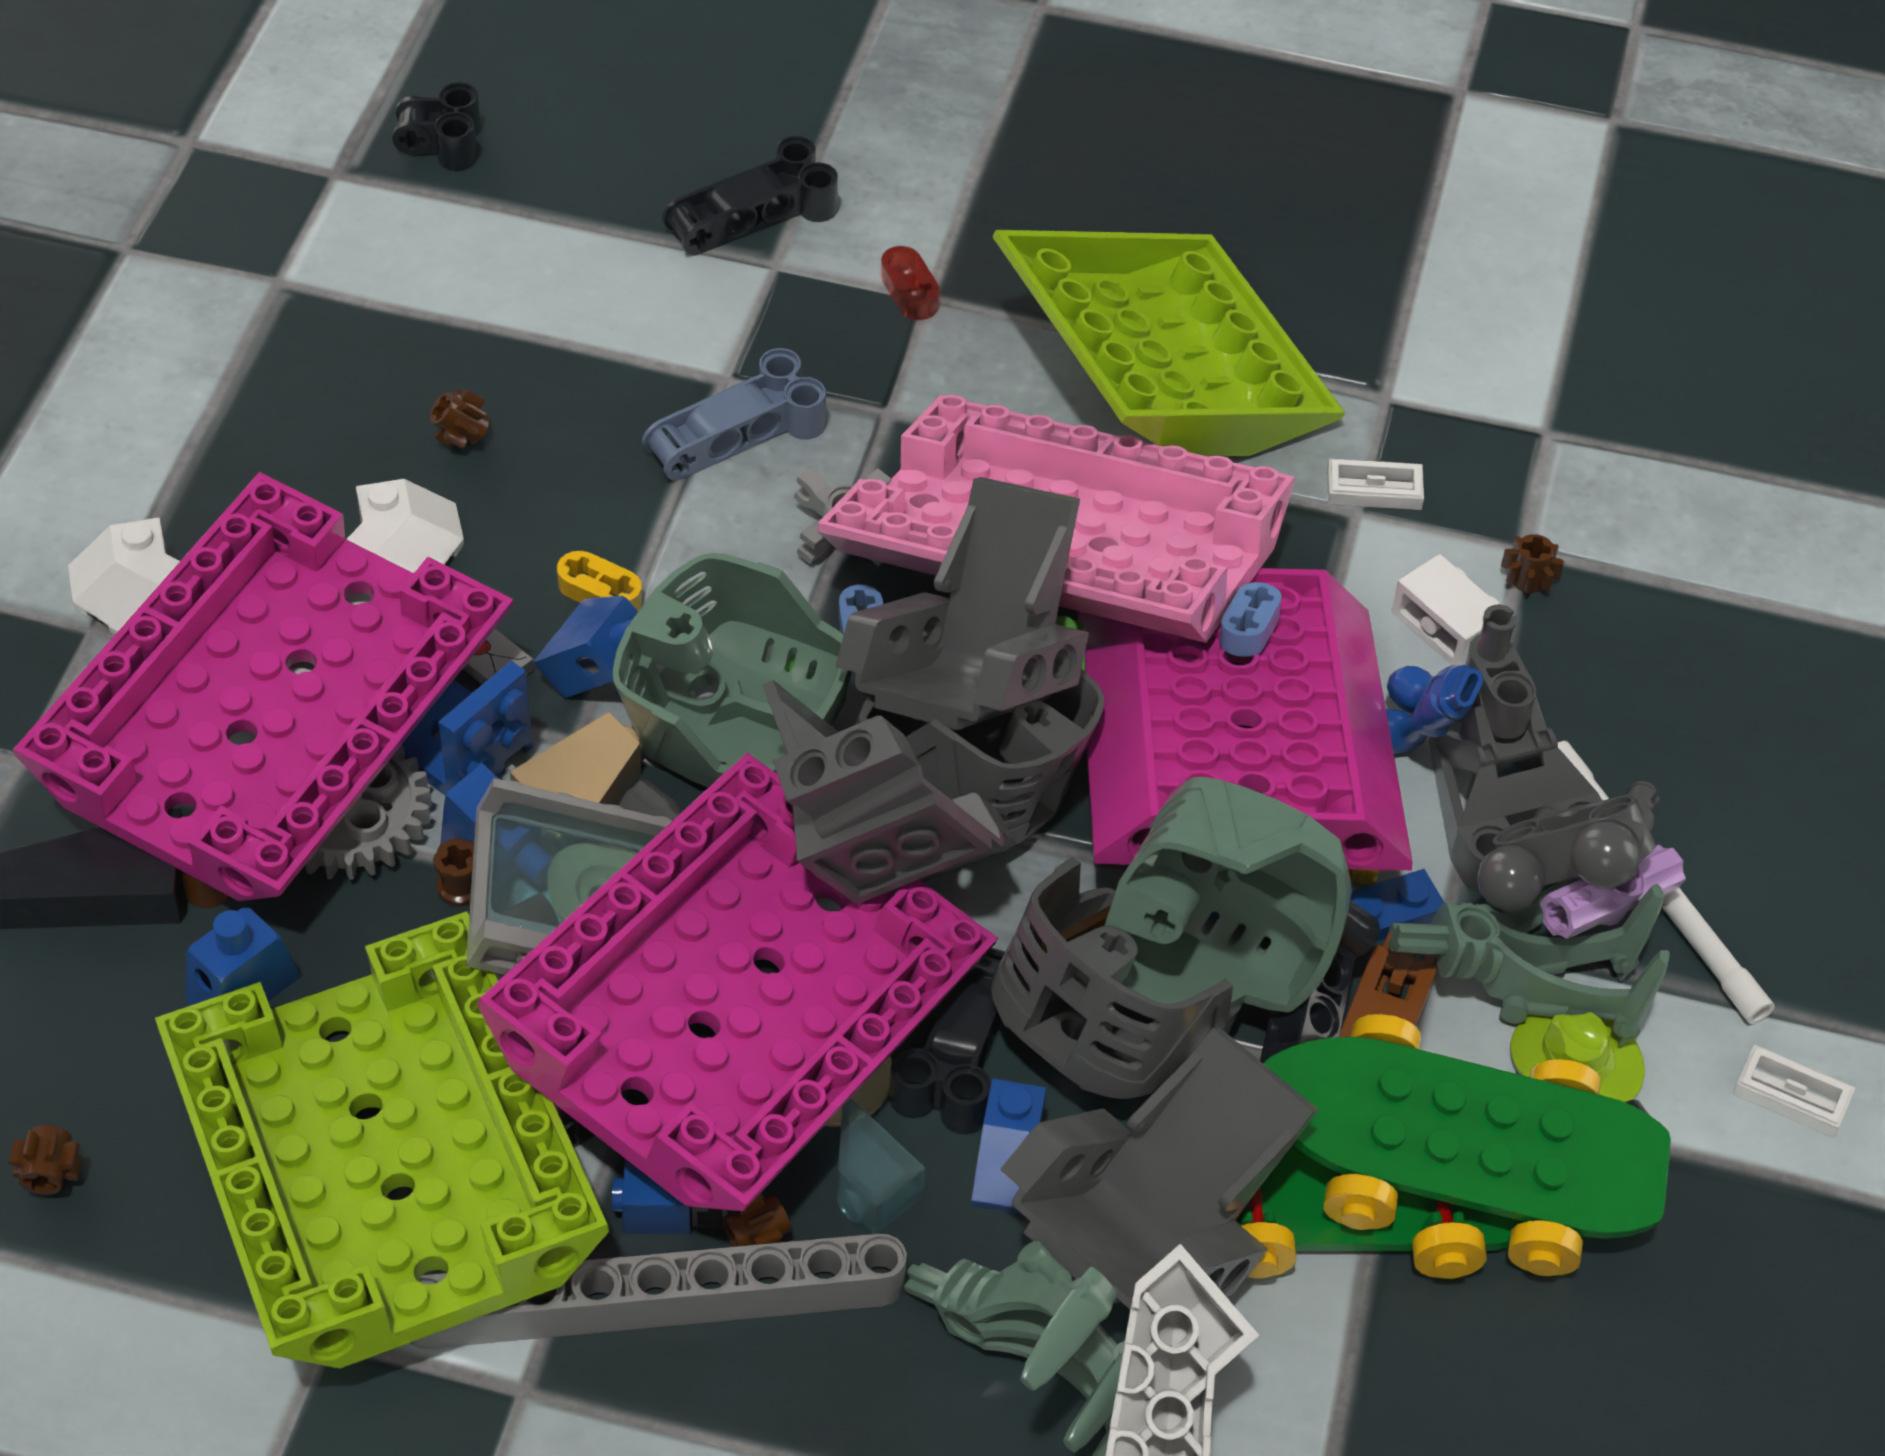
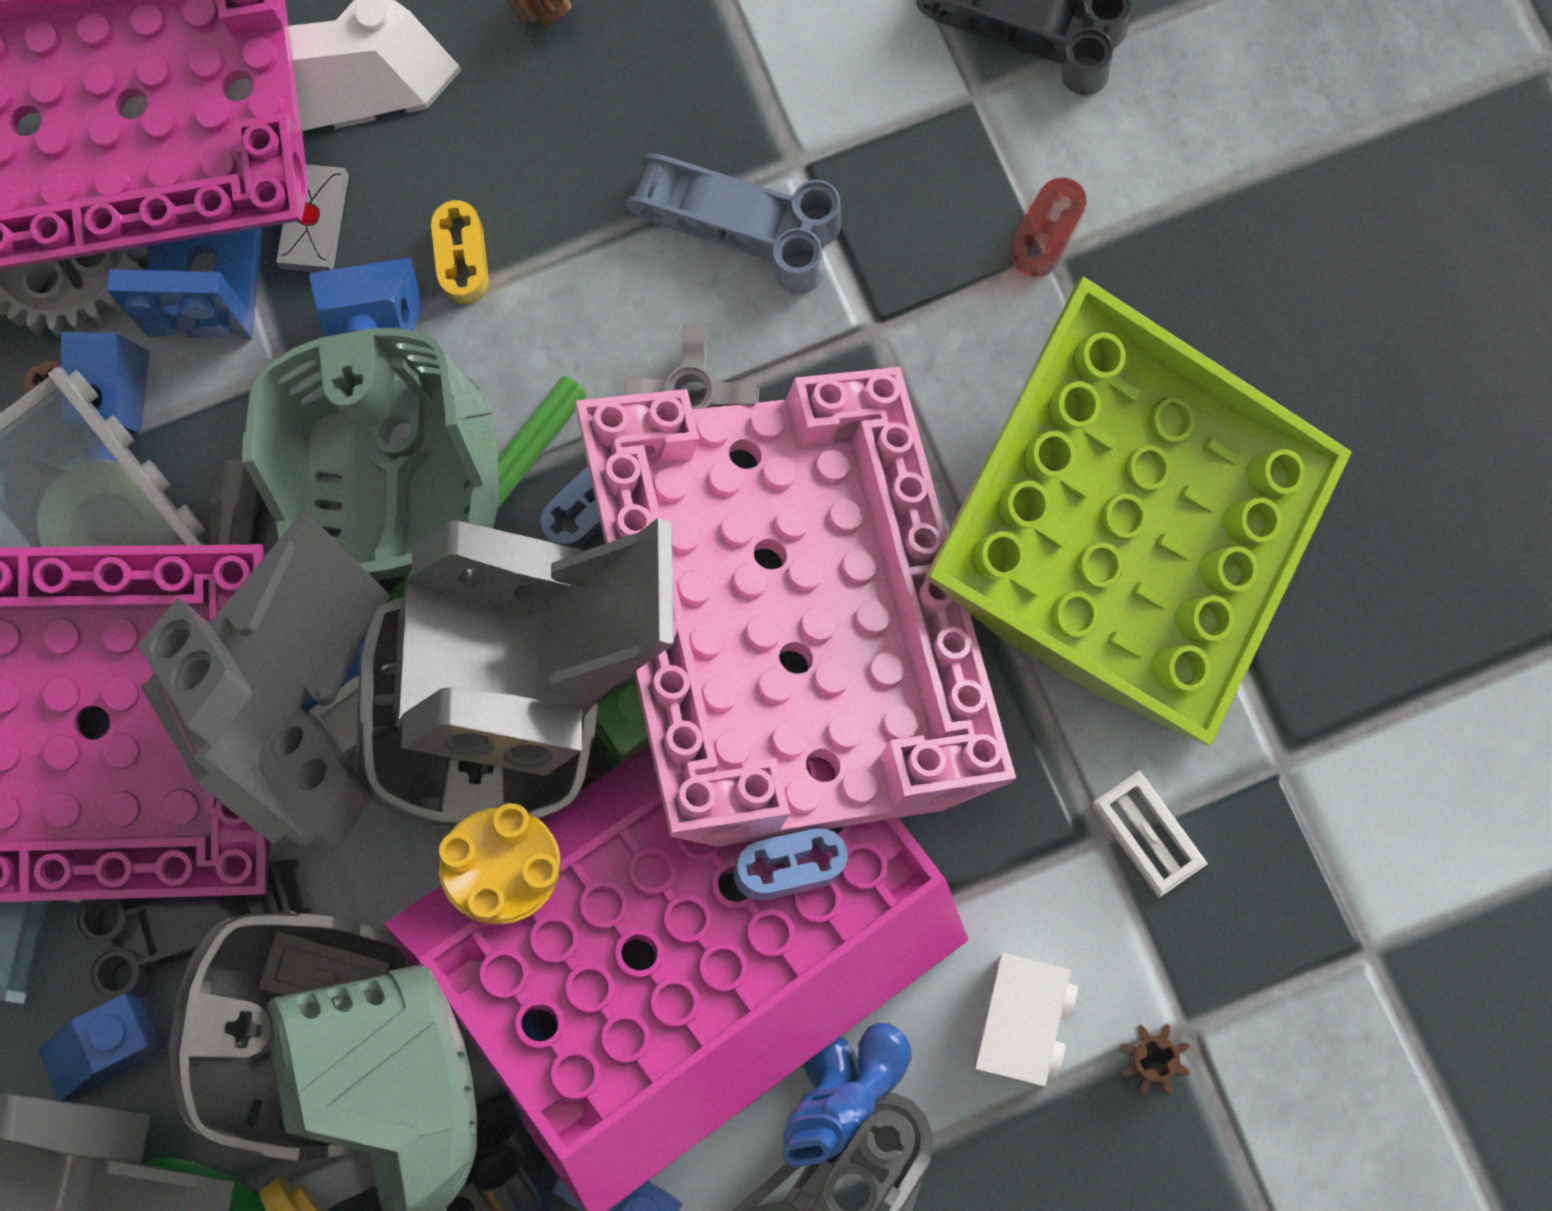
camera: 65 degrees right, 25 degrees up
(589, 764) = (196, 414): tan slope -> none
(1121, 739) = (499, 865): none -> yellow dish

